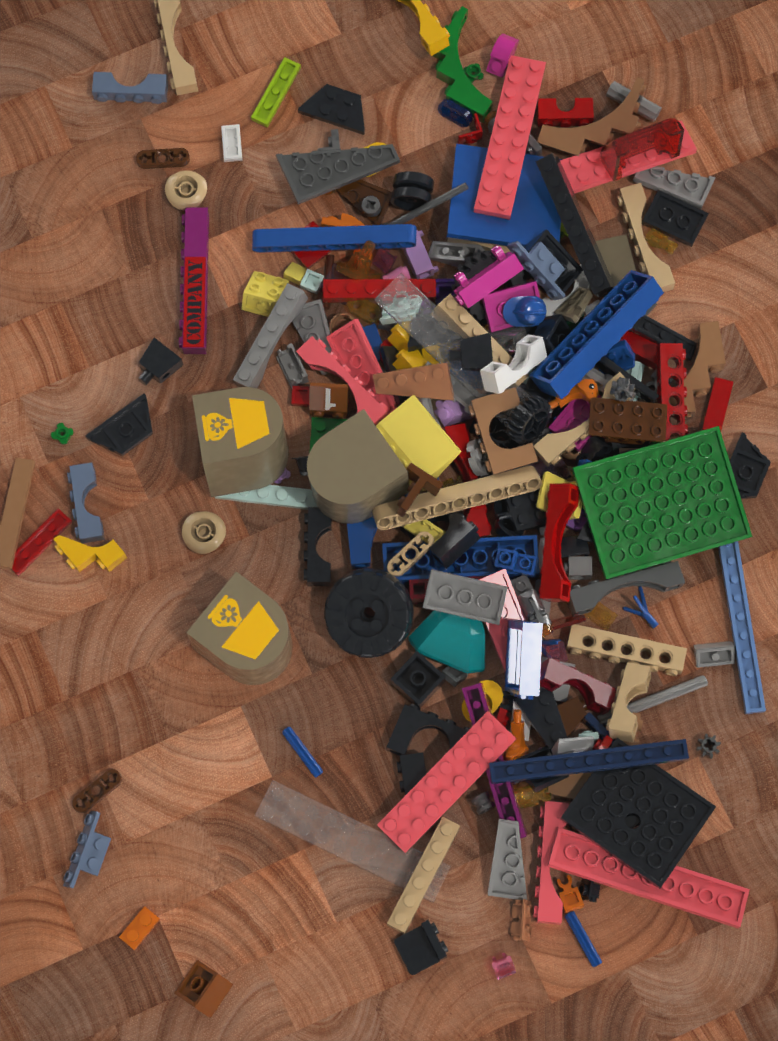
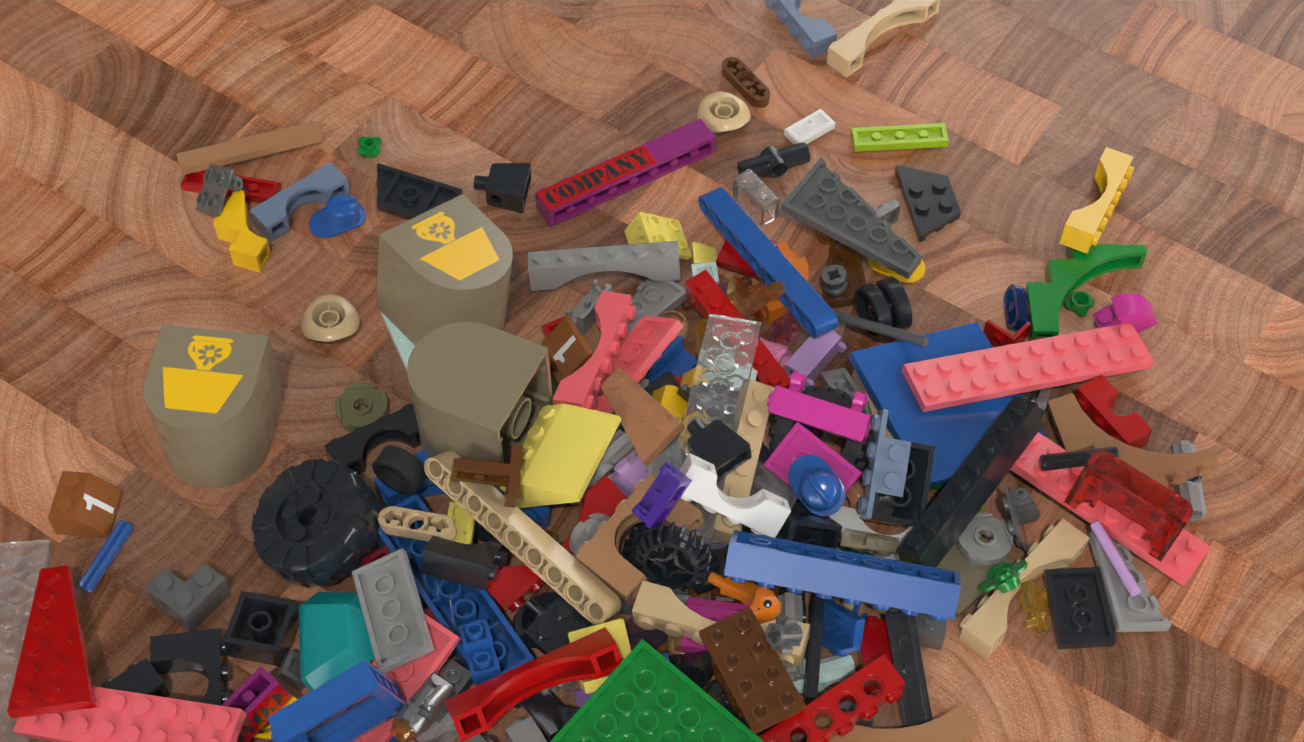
camera: 55 degrees right, 20 degrees down
(47, 552) = (217, 182): none -> dark grey hinge
(112, 486) = (338, 216): none -> blue piece
(246, 183) = (776, 161): none -> black piece
(258, 748) = (84, 505): none -> dark orange slope
(270, 212) = (756, 197): none -> clear brick
(286, 556) = (360, 394): none -> olive plate
(364, 544) = (399, 470): none -> black tyre
(369, 718) = (188, 601): none -> dark grey brick
(375, 809) = (53, 656): none -> red wing
(497, 403) = (662, 495): none -> dark purple hinge
(592, 153) = (1071, 459): none -> black axle
(598, 207) = (1022, 511): none -> dark grey hinge
(613, 234) = (985, 553): none -> light grey plate
(637, 246) = (1003, 577): none -> green plate
(660, 177) = (1115, 558): none -> lavender bar

